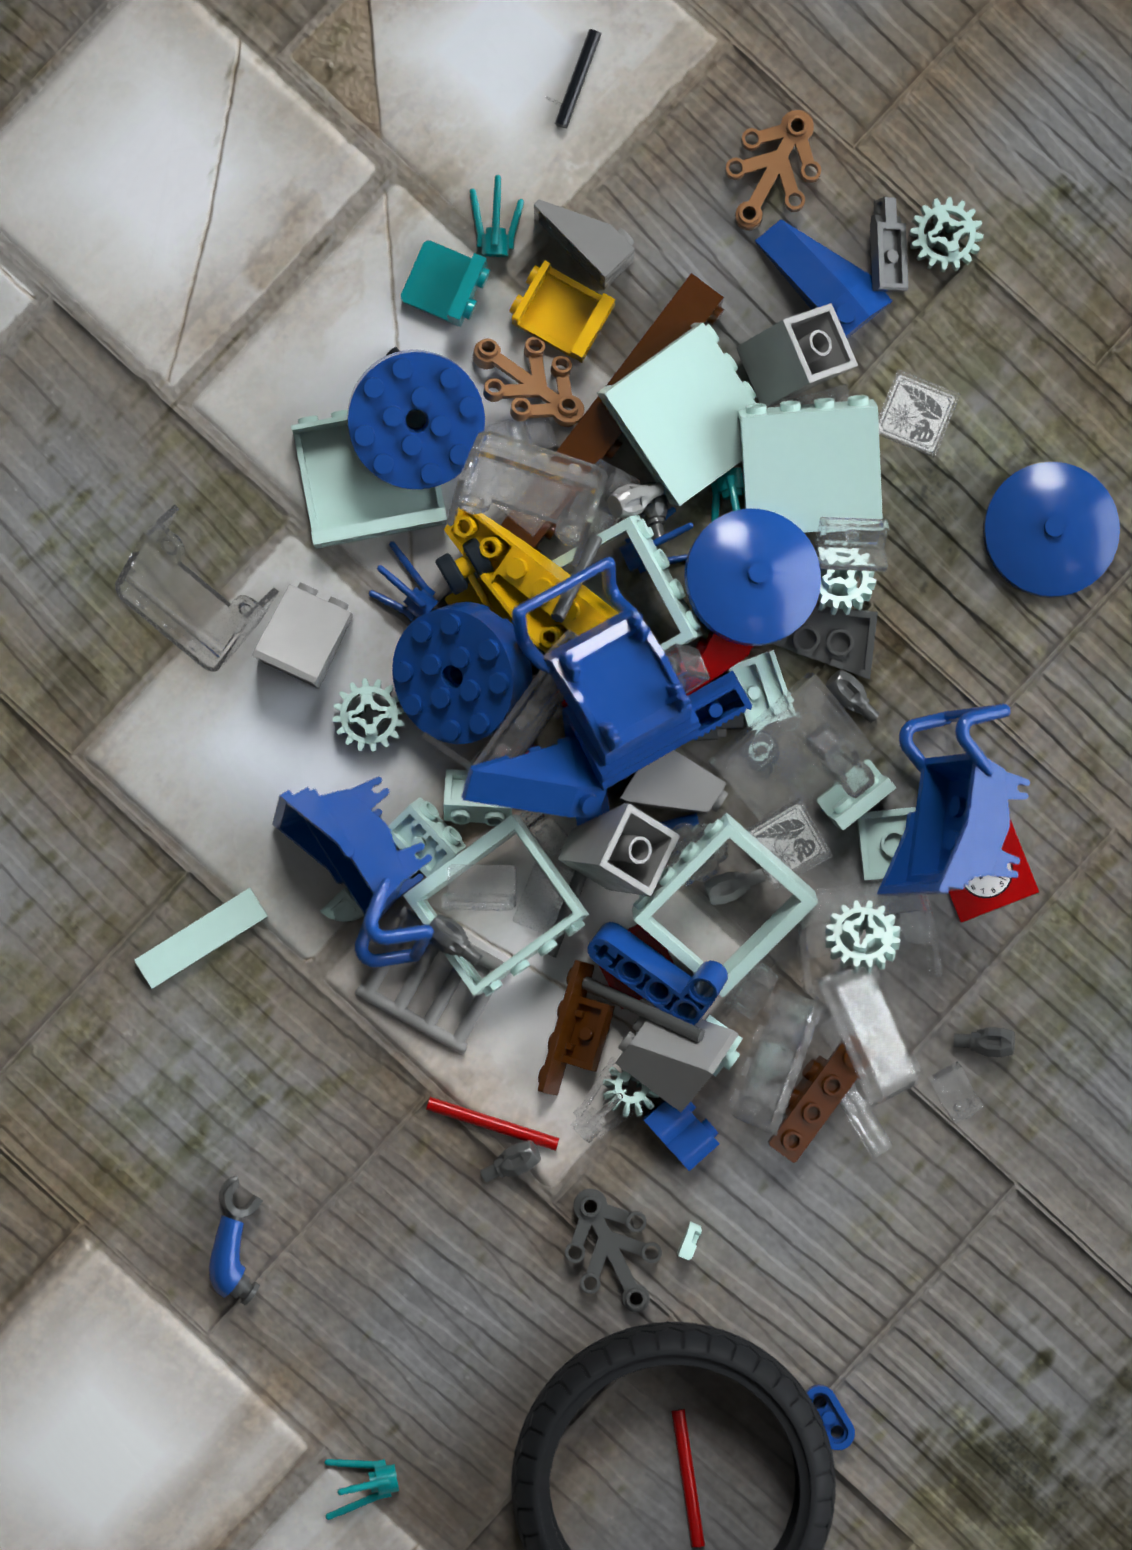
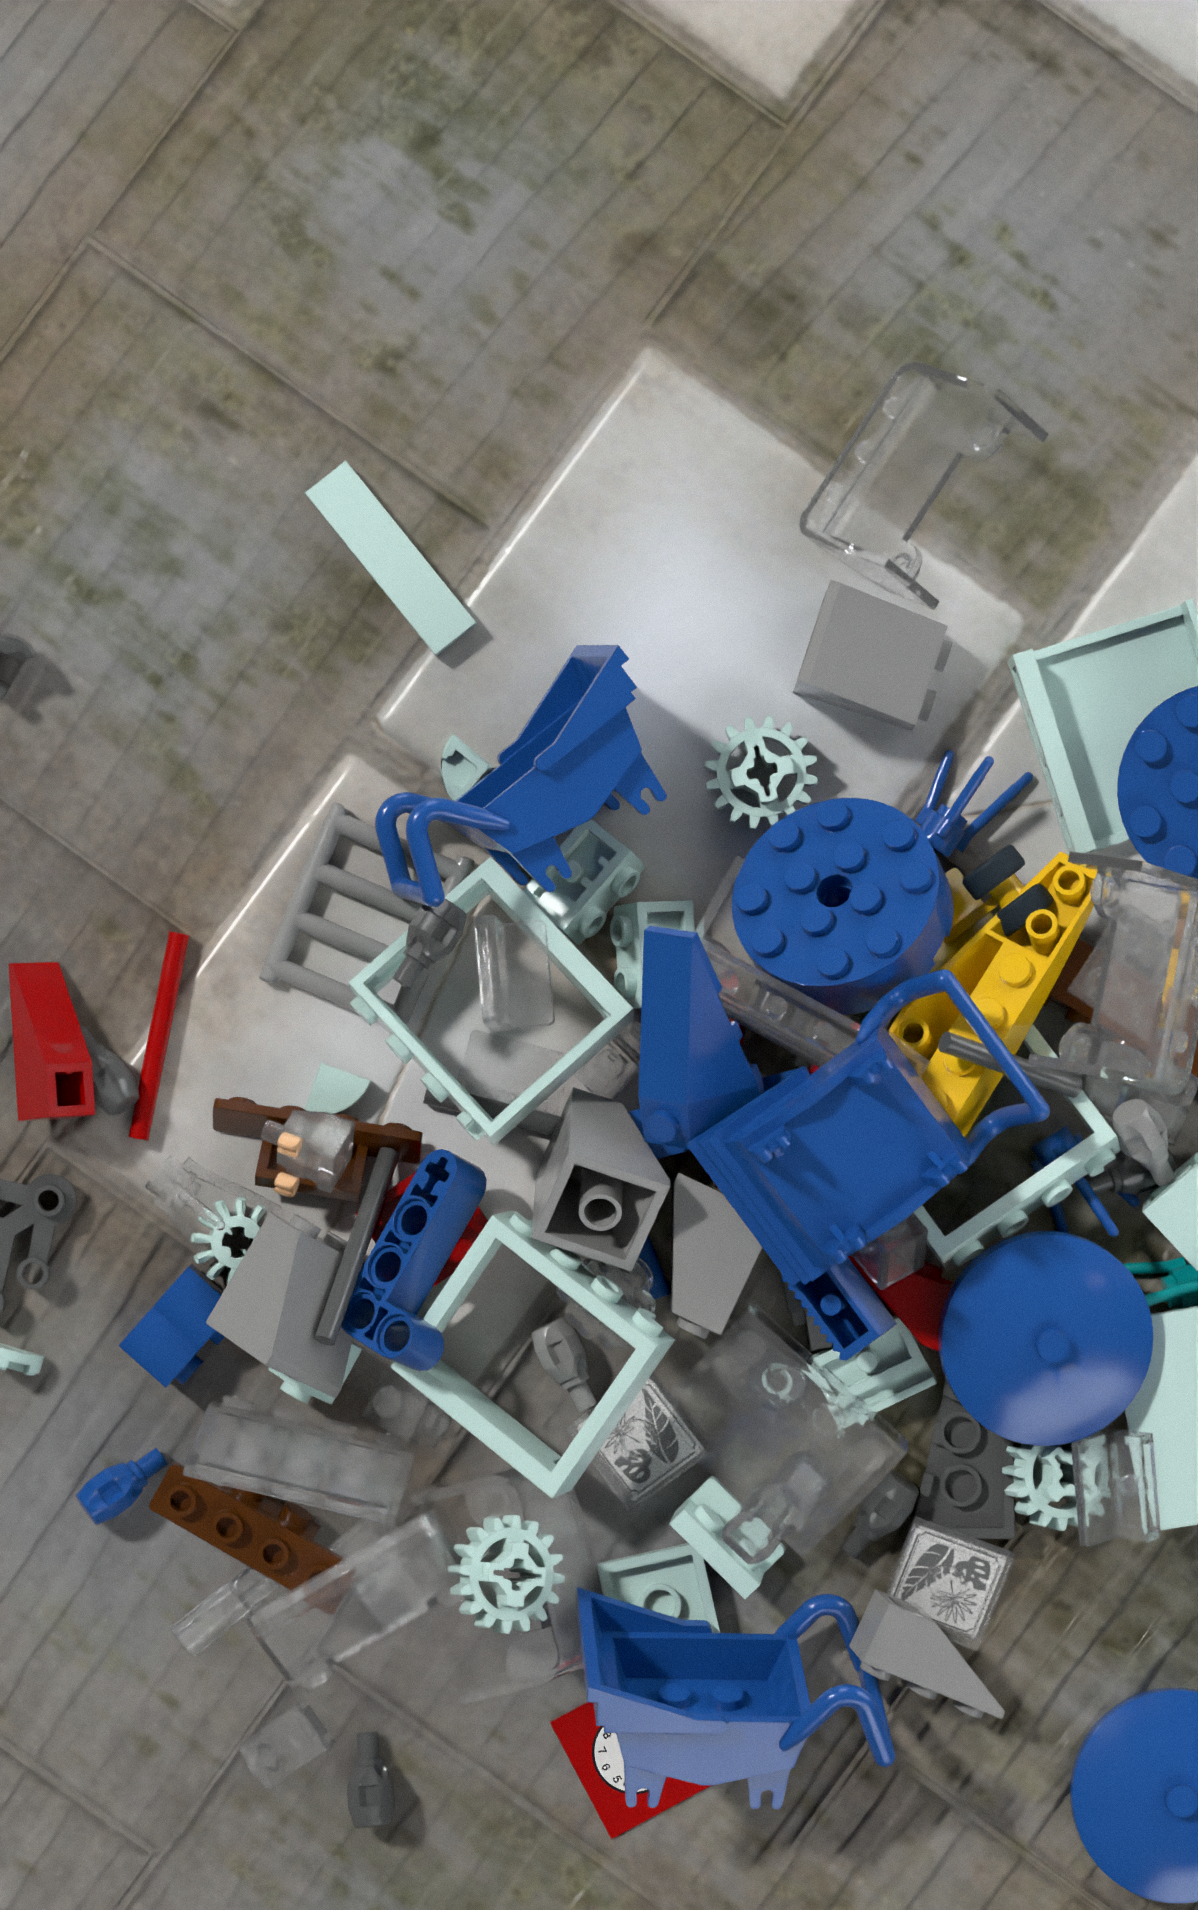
camera: 85 degrees right, 0 degrees up
(491, 1194) = (48, 1046): none -> red slope
(541, 1013) = (335, 1090): none -> light aqua tile
(576, 1032) = (310, 1147): none -> clear piece
(779, 1182) = (118, 1487): none -> blue piece
(901, 659) = (951, 1579): none -> clear tile
(936, 687) = (908, 1644): none -> light grey slope

